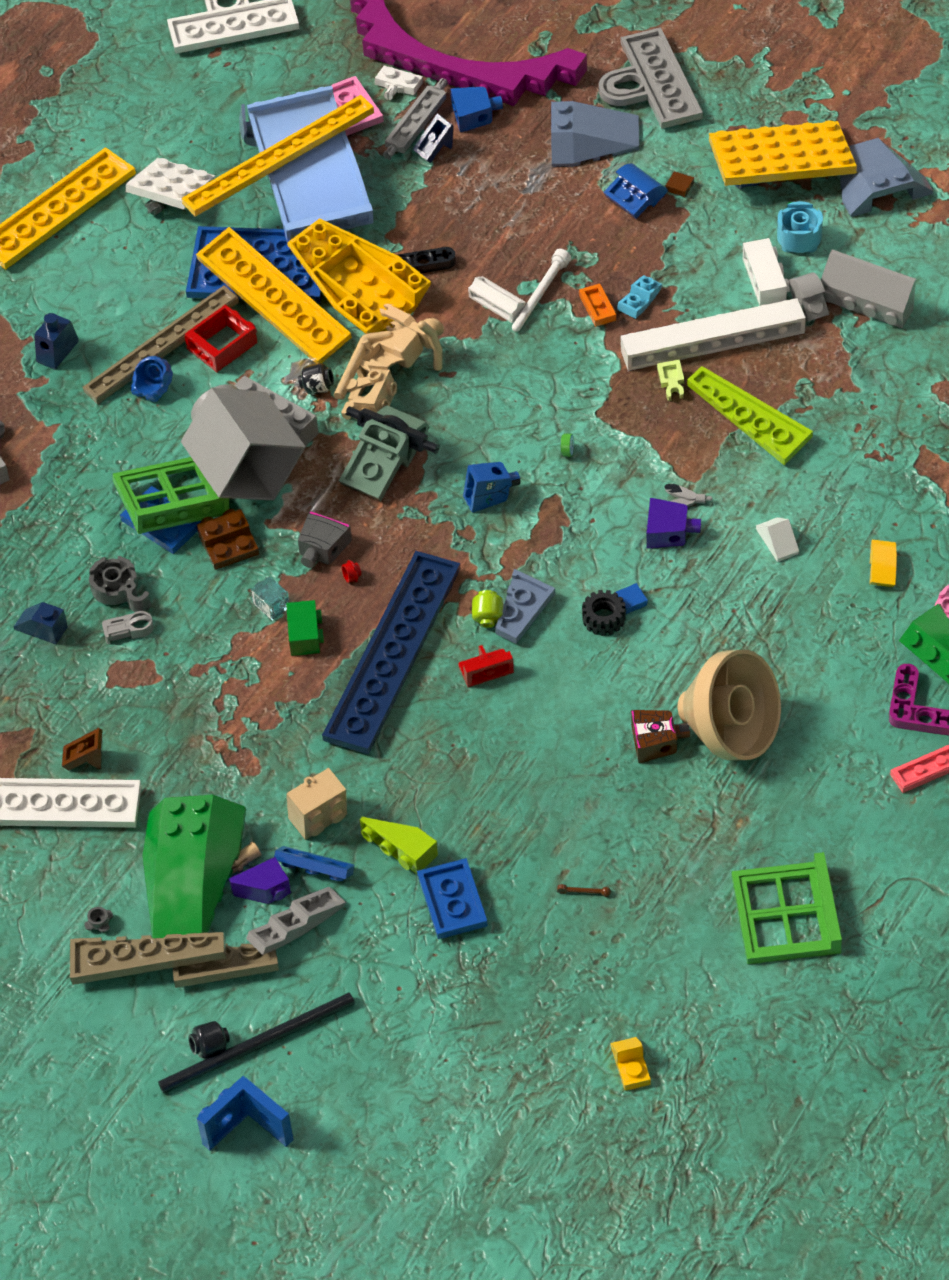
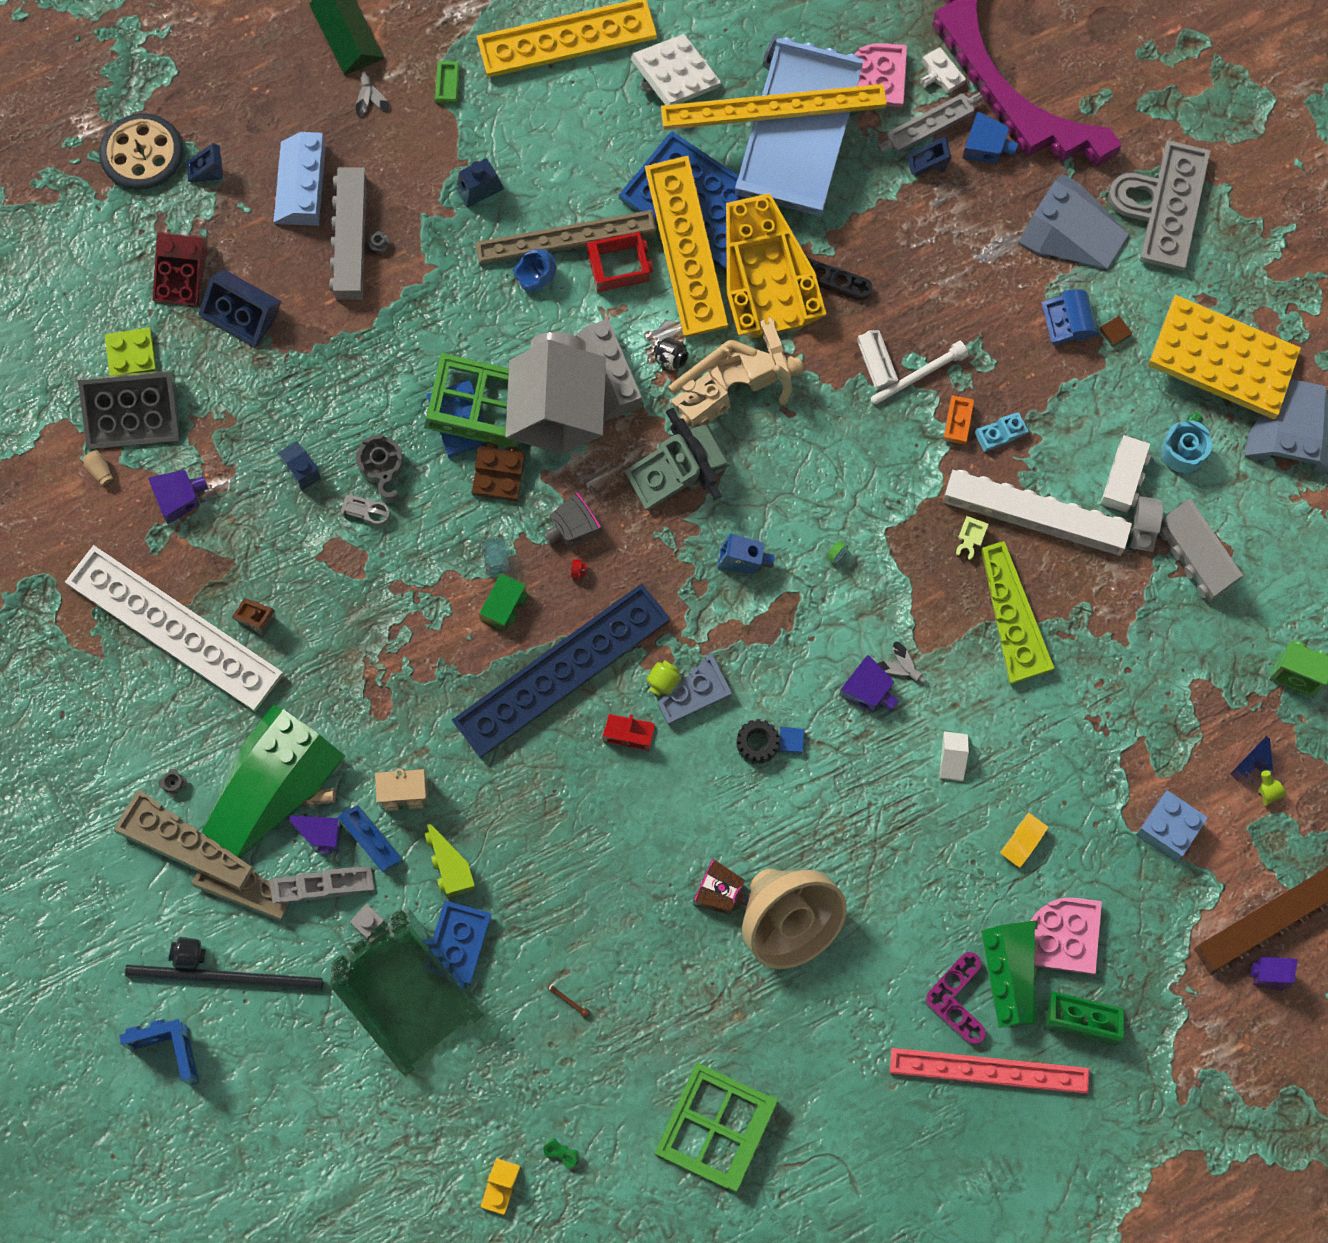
camera: 25 degrees right, 20 degrees up
(357, 929) = (366, 921): none -> light grey plate
(433, 949) = (403, 990): none -> clear green windscreen
(656, 1005) = (553, 1149): none -> green piece

